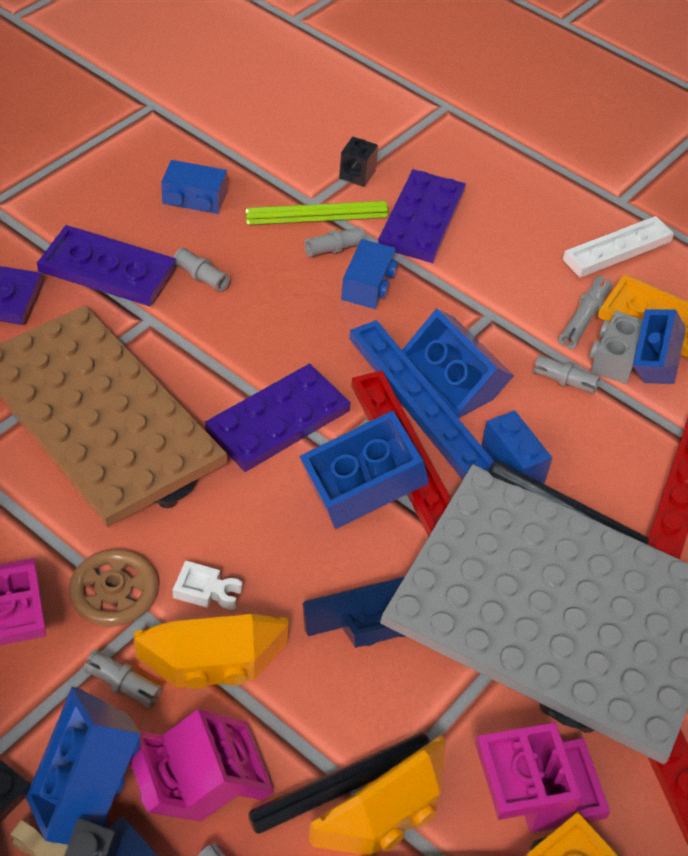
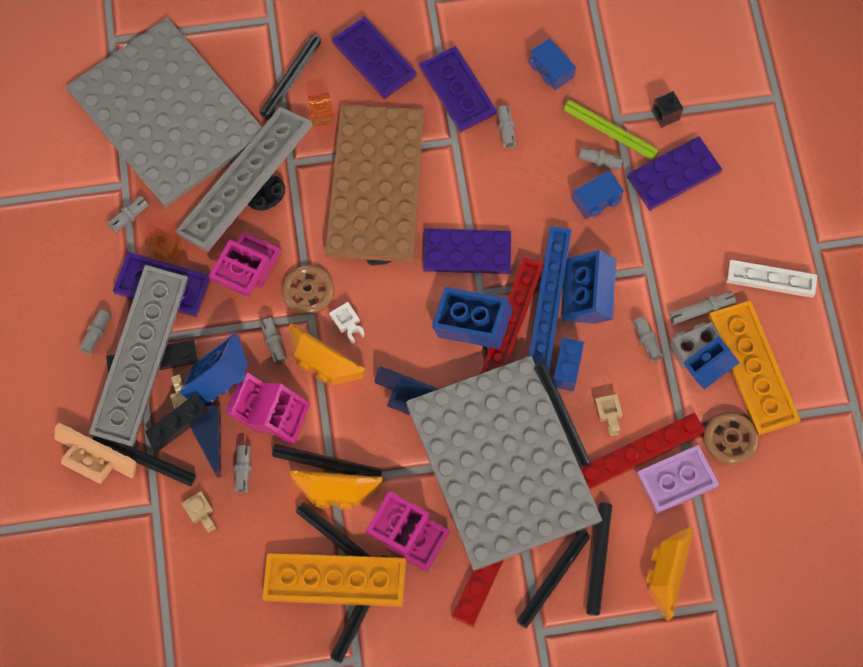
camera: 45 degrees right, 20 degrees up
(610, 470) = (609, 410): none -> tan plate

